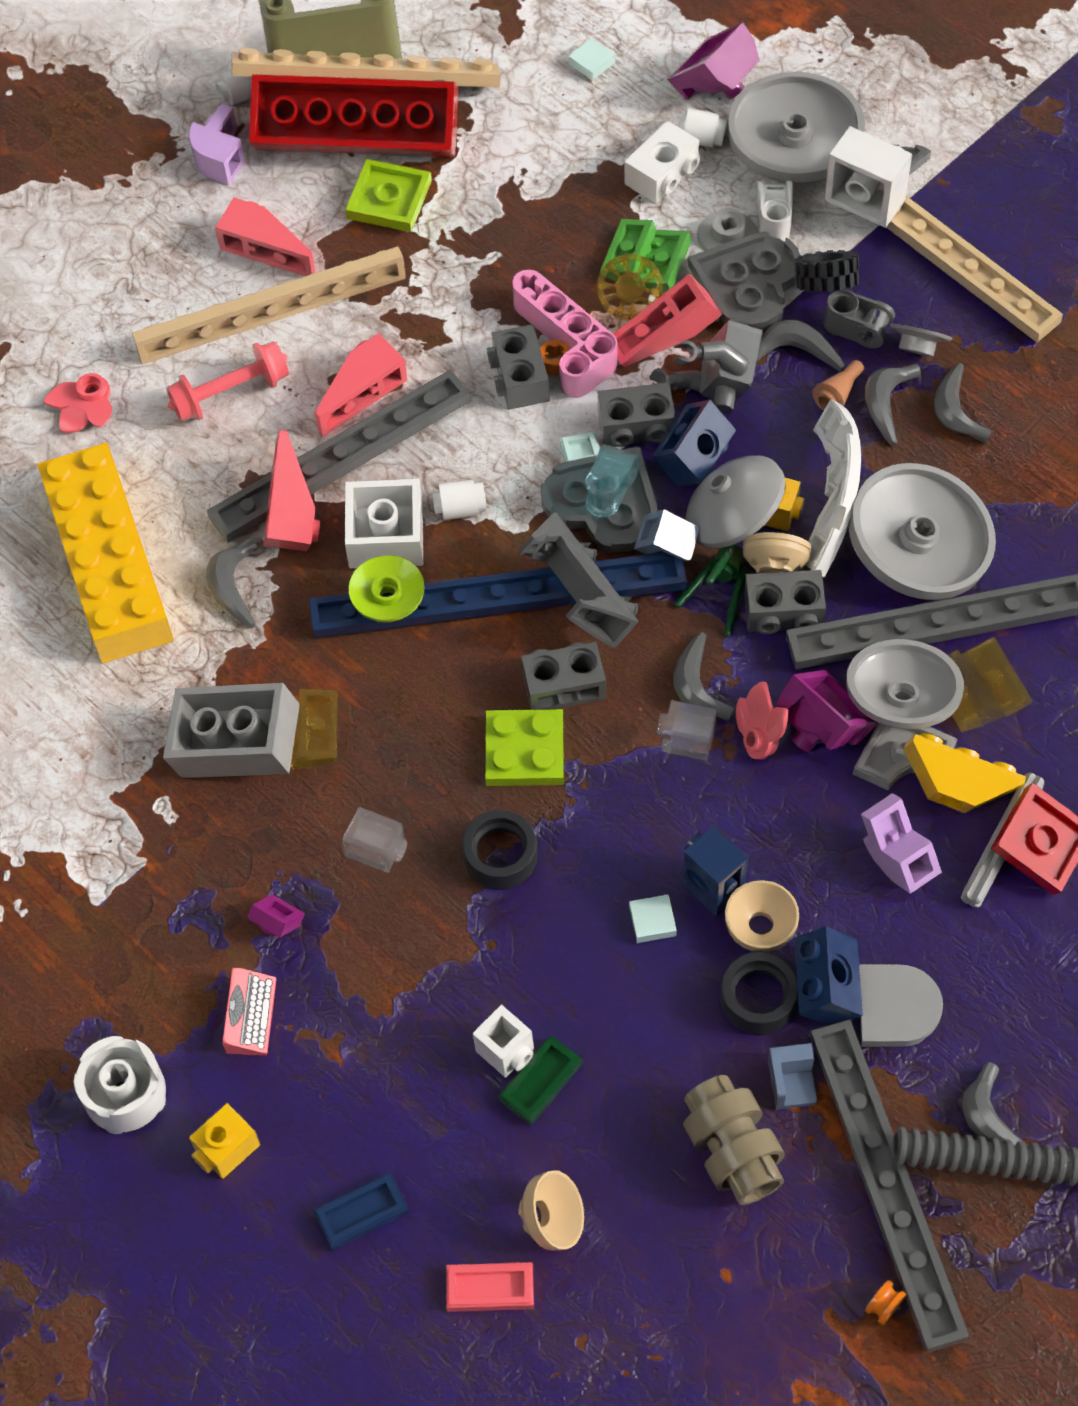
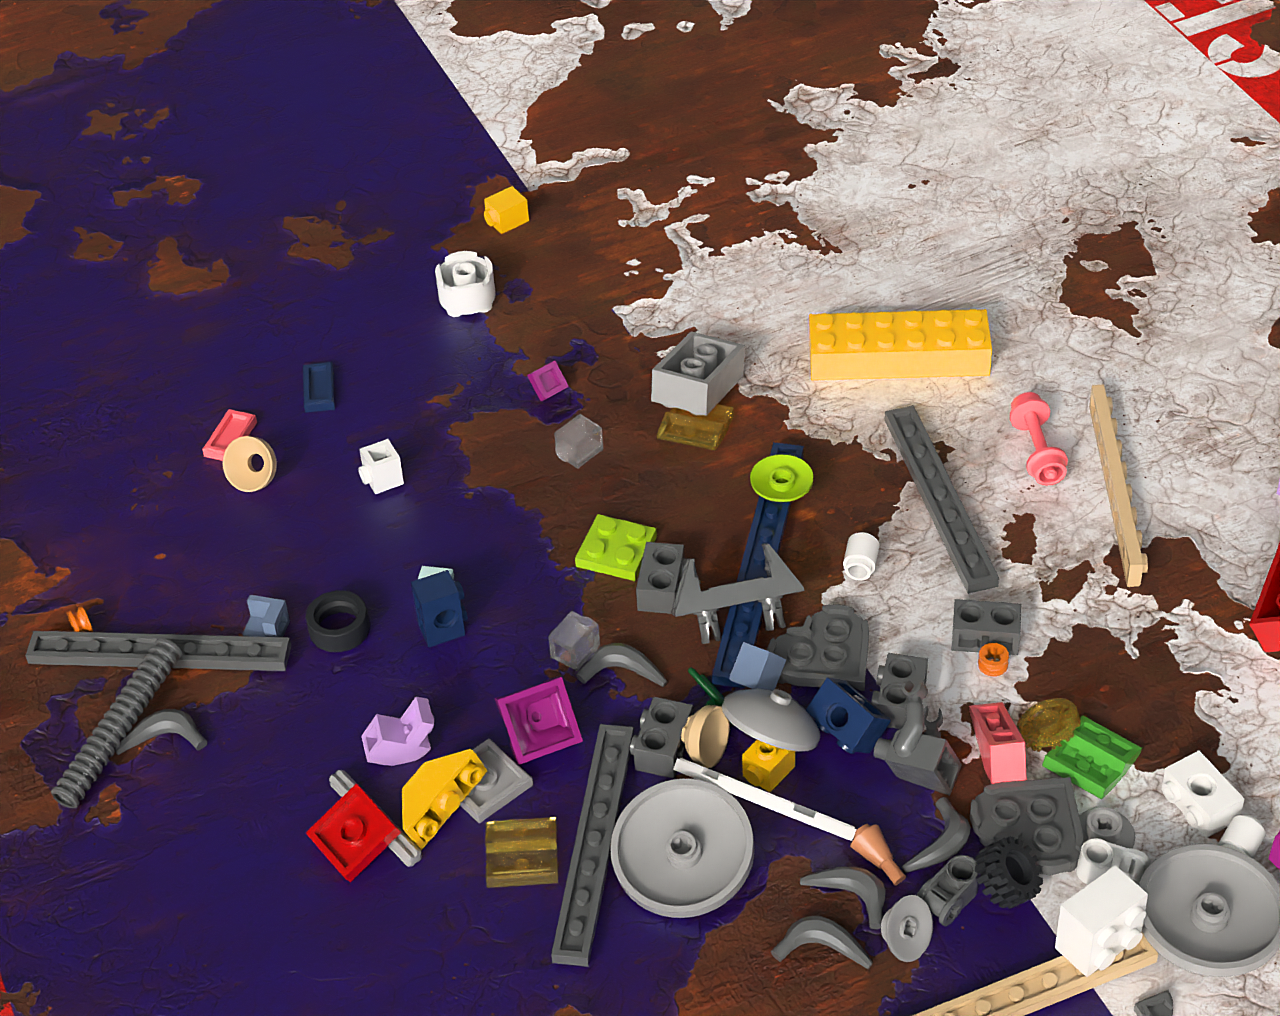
camera: 110 degrees right, 15 degrees down
(79, 405) = (1060, 363): coral plate -> none
(221, 580) = (847, 407): dark grey piece -> none
(223, 1142) = (401, 328): yellow brick -> none
(249, 1012) = (487, 357): slope -> none
(260, 236) = (1194, 492): coral slope -> none
(290, 505) = (896, 442): coral slope -> none
(363, 379) = (1010, 520): coral slope -> none
(383, 520) = (850, 497): white brick -> none
(388, 195) = (1222, 586): lime plate -> none
(499, 822) = (537, 524): black tyre -> none
(540, 1080) = (351, 493): dark green tile -> none
(579, 446) = (879, 648): light aqua tile -> none
(591, 345) = (1016, 671): bright pink beam -> none
(610, 479) = (831, 642): clear light blue piece -> none
(741, 1155) = (219, 566): dark tan piece -> none
(760, 722) = (568, 676): coral plate -> none
(765, 900) = (389, 627): tan piece -> none
(828, 976) = (302, 657): dark blue brick -> none
(898, 1005) = (283, 703): light grey tile -> none
(905, 684) = (539, 764): light grey dish -> none

